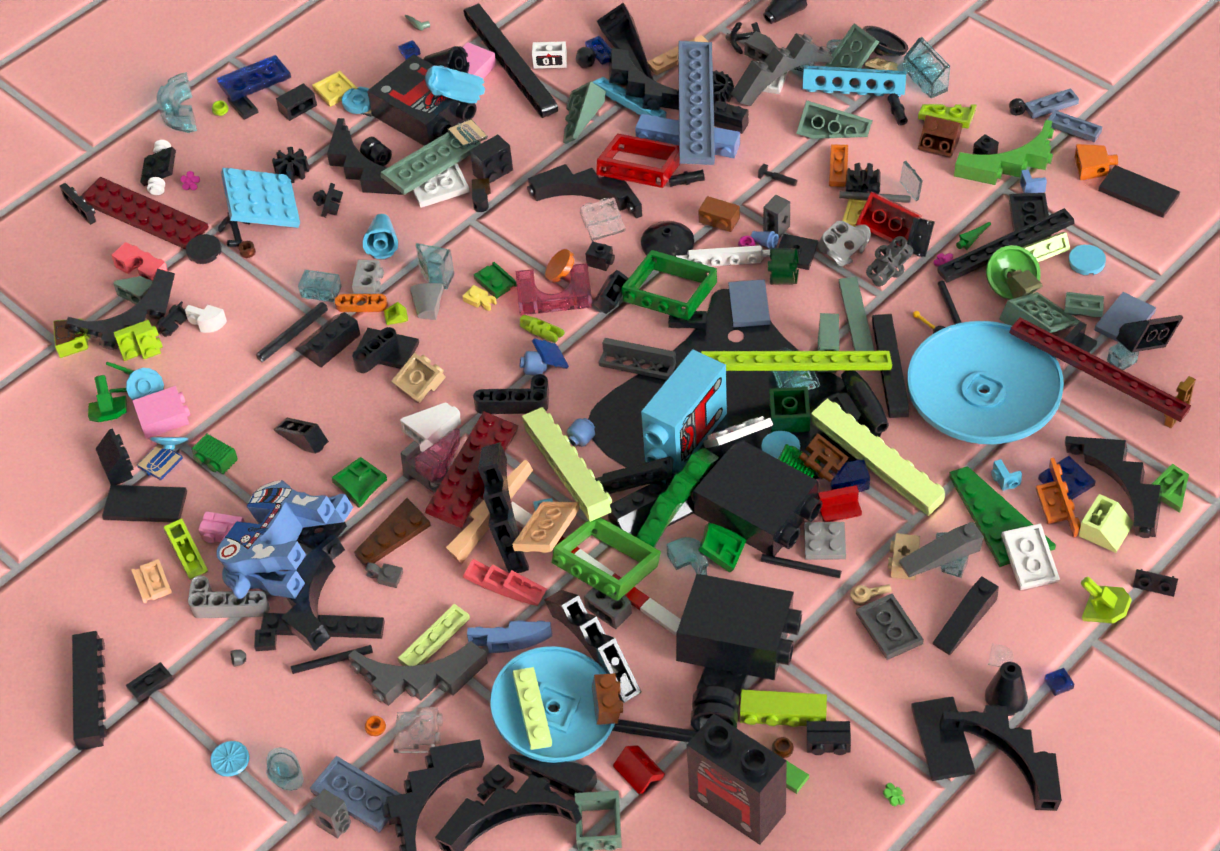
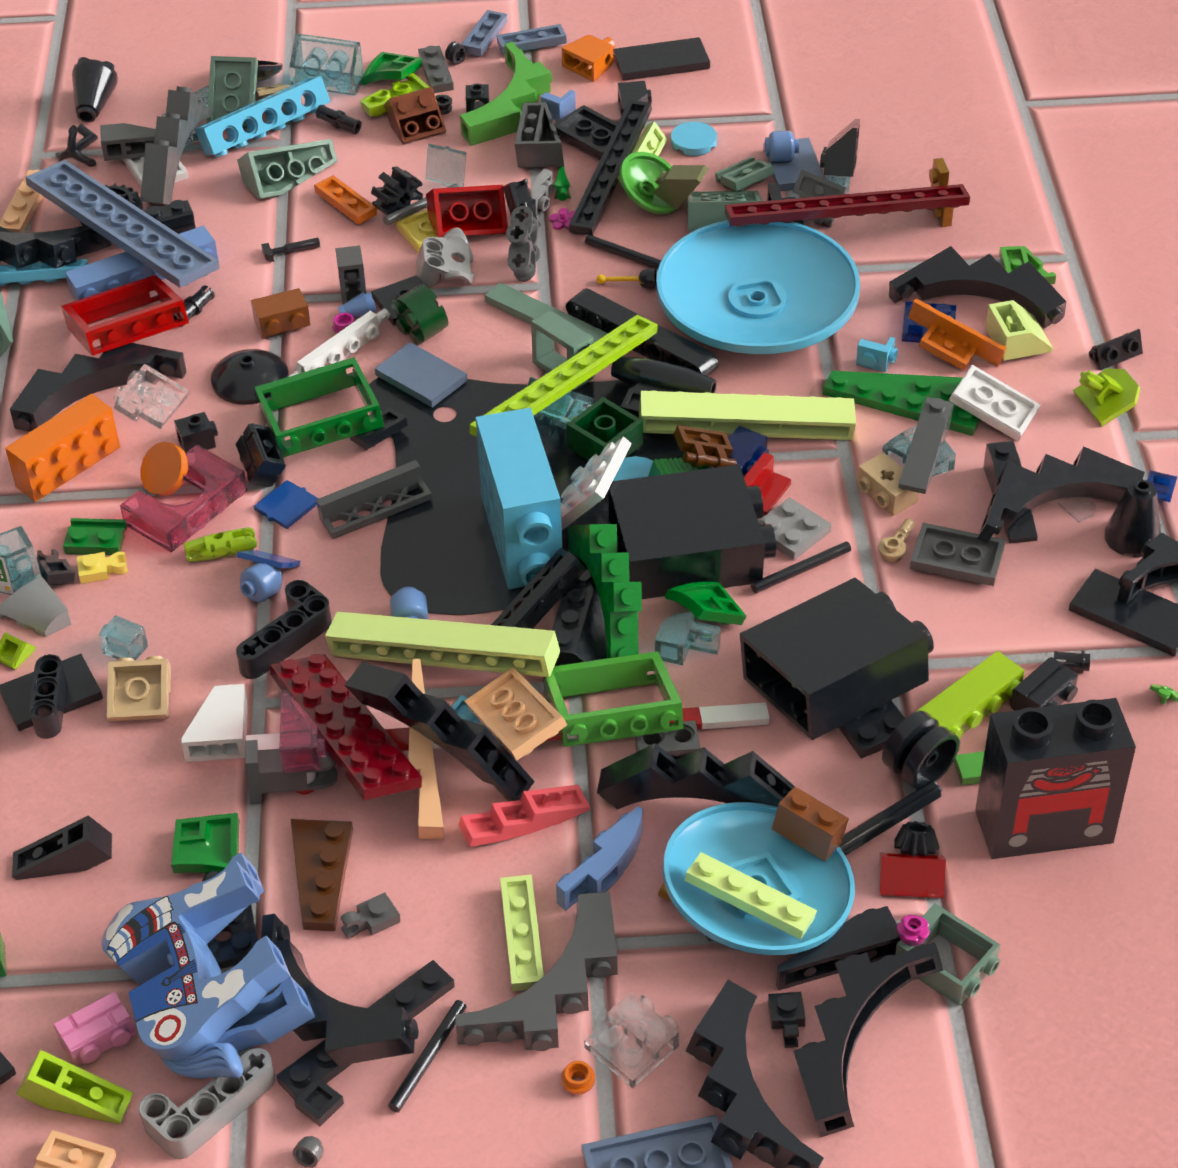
camera: 50 degrees left, 5 degrees down
(441, 346) = (123, 639): none -> clear light blue brick
(456, 283) = (54, 570): none -> black plate
(527, 218) = (63, 447): none -> orange brick
(587, 797) = (913, 936): none -> dark pink plate
(598, 328) = (286, 504): none -> blue piece
(659, 754) = (916, 839): none -> black piece
(871, 739) = (1074, 661): none -> black pin
(944, 235) = (541, 190): none -> light grey slope
(960, 618) = (1021, 489): none -> black arch
(968, 93) = (390, 66): none -> green plate
(968, 133) = (444, 103): none -> black bush
(987, 196) = (537, 138): none -> dark grey wedge
(994, 110) = (436, 69): none -> dark grey plate
(1081, 208) = (632, 91): none -> black slope
(1100, 344) = (814, 186): none -> dark grey plate
(1122, 301) = (781, 146): none -> medium blue head

